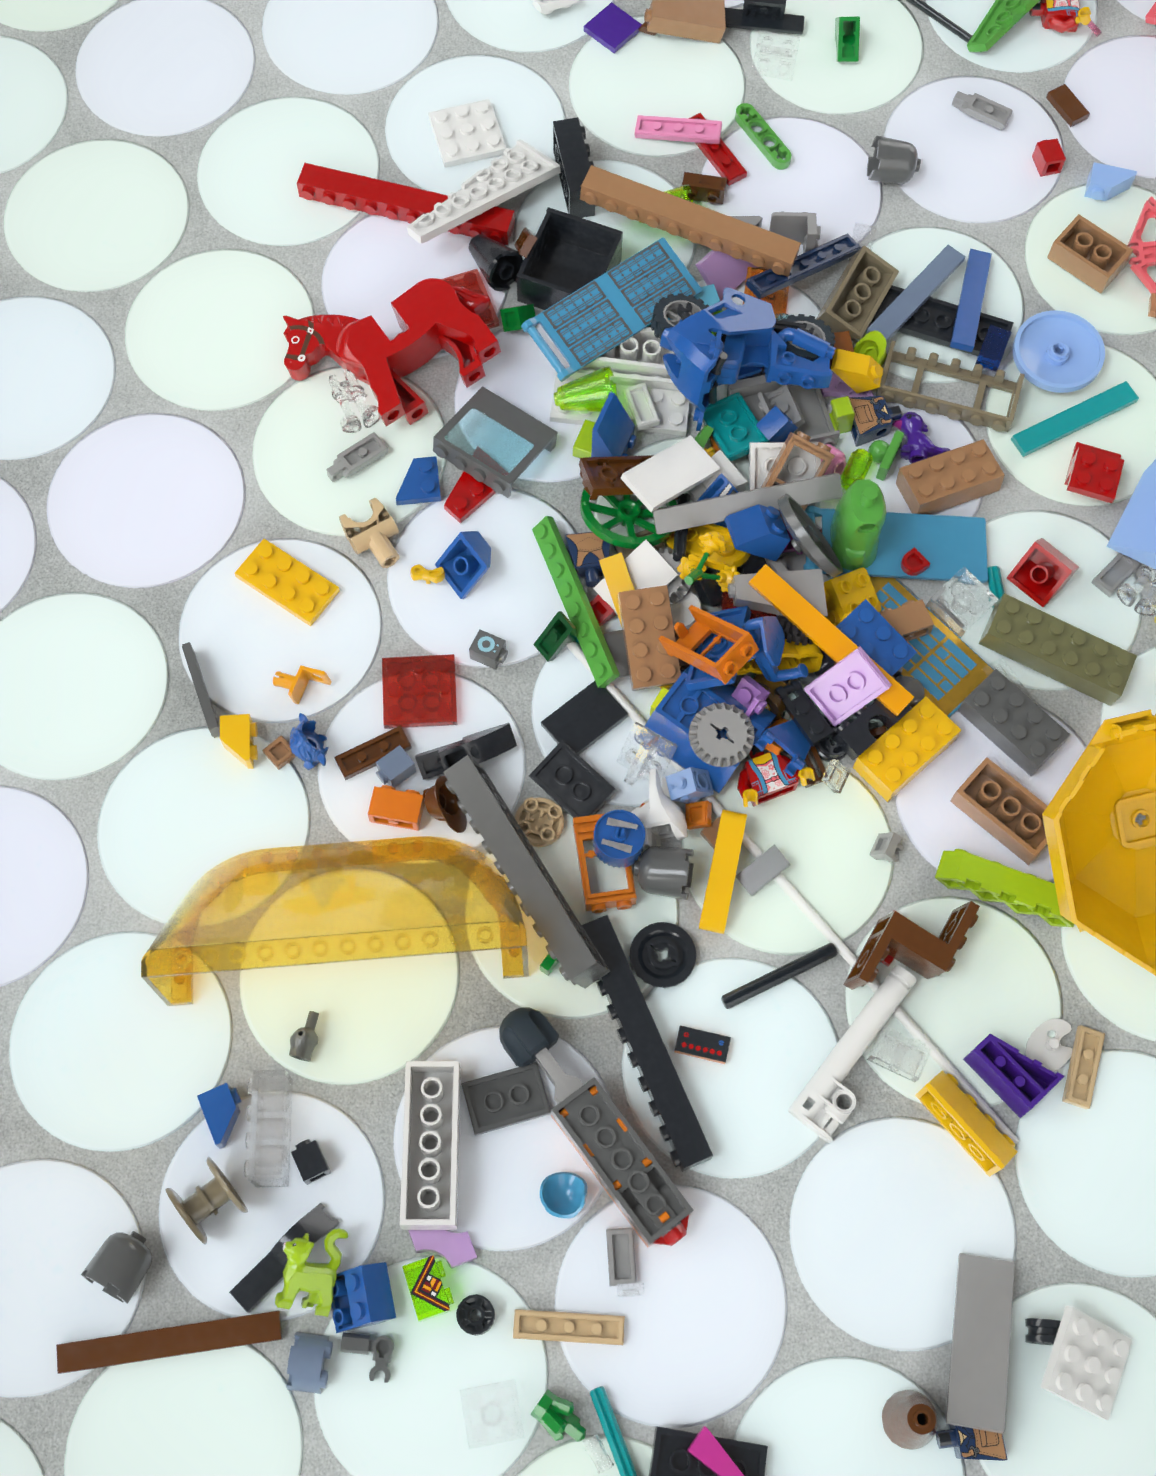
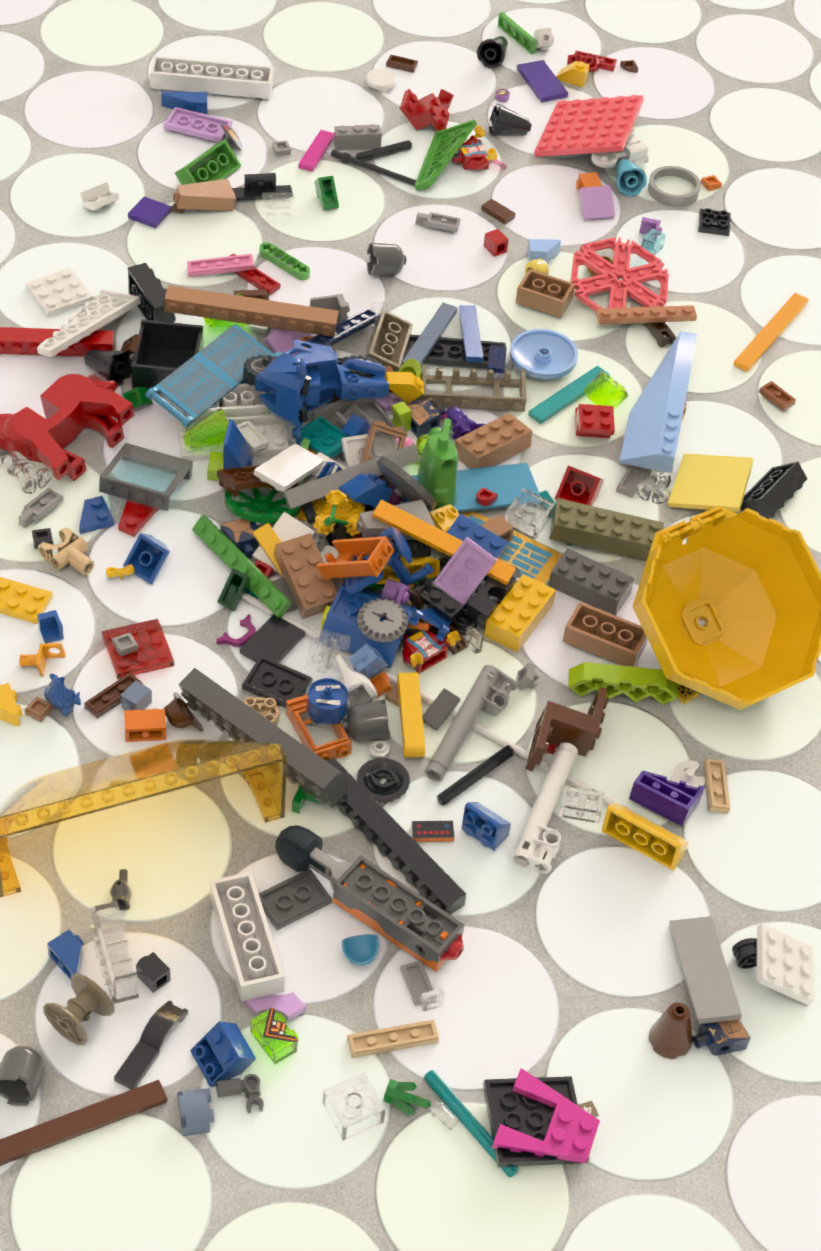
camera: 20 degrees left, 20 degrees down
(308, 1276) = (178, 1045): lime animal -> none
(323, 638) = (50, 626): none -> blue panel
(348, 504) = (42, 535): none -> black plate
(402, 687) = (125, 644): none -> light grey tile
(464, 1312) = (320, 1037): black wheel -> none
(479, 746) = (207, 665): black slope -> none
(488, 649) = (184, 610): dark grey brick -> none
(545, 710) = (226, 639): none -> magenta helmet
(670, 916) = (379, 753): none -> white plate
(768, 1057) = (484, 825): none -> blue slope
(816, 867) = (482, 696): none -> light grey piece
(1092, 209) = (537, 265): none -> light yellow head
(1121, 429) = (605, 391): none -> clear neon green piece

